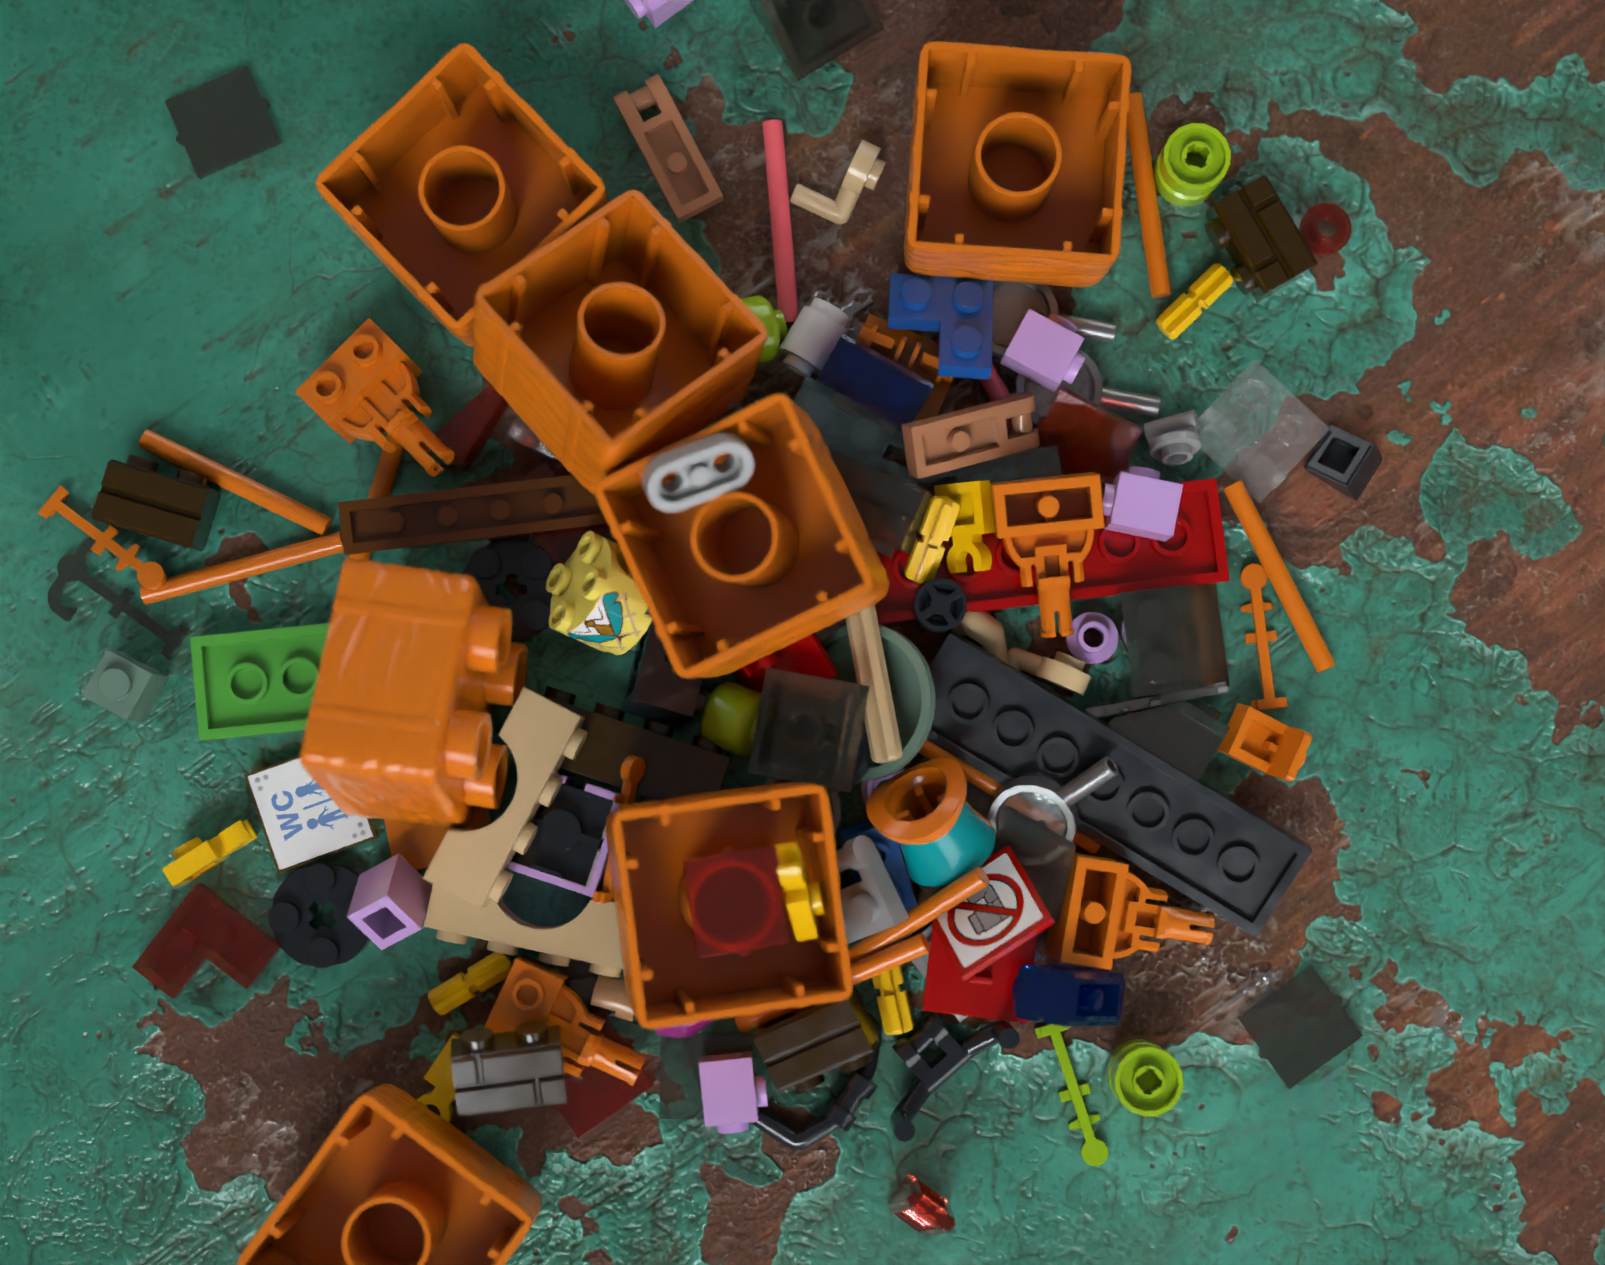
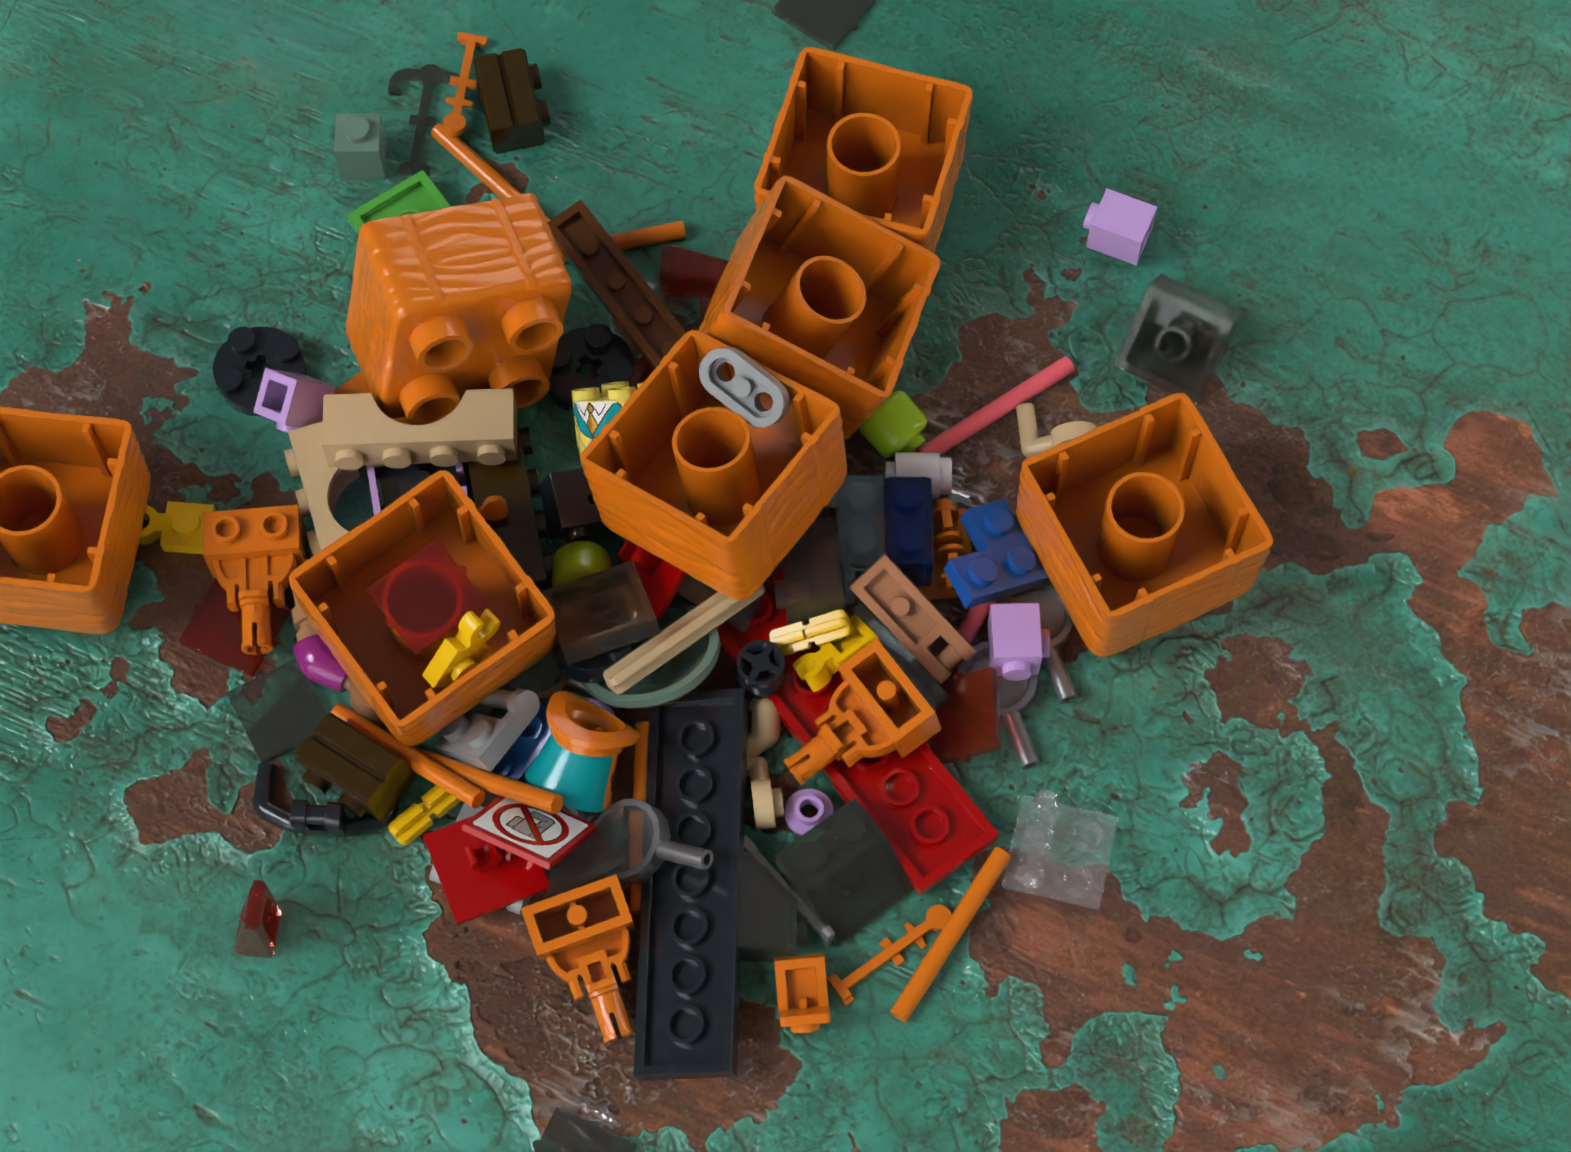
camera: 60 degrees right, 20 degrees down
(198, 857) = (257, 261): yellow plate -> none
(201, 931) = (201, 294): clear red plate -> none
(235, 482) = (558, 140): orange bar -> none
(301, 816) = (320, 320): white tile -> none
(369, 392) = (677, 188): orange brick -> none
(463, 986) = (253, 492): yellow piece -> none
(508, 1069) = (206, 532): dark brown brick -> none
(669, 150) = (998, 301): nougat plate -> none
(731, 1091) = (275, 724): lavender brick -> none
(933, 1075) = (372, 882): black piece -> none
(1068, 995) = (498, 936): clear blue brick -> none
(1092, 1149) = (379, 1048): lime piece -> none
(1141, 504) = (937, 777): lavender brick -> none
(1144, 1077) = (461, 1043): lime wheel -> none
(1147, 198) = (1195, 664): orange bar -> none
(1174, 438) = (1011, 787): light grey plate -> none
(1191, 164) = (1239, 675): lime wheel -> none
(1200, 295) = (1123, 742): yellow piece -> none
(1259, 239) = (1216, 764): dark brown brick -> none
(1318, 242) = (1251, 824): clear red plate -> none
(1344, 462) = (1079, 939): black slope -> none

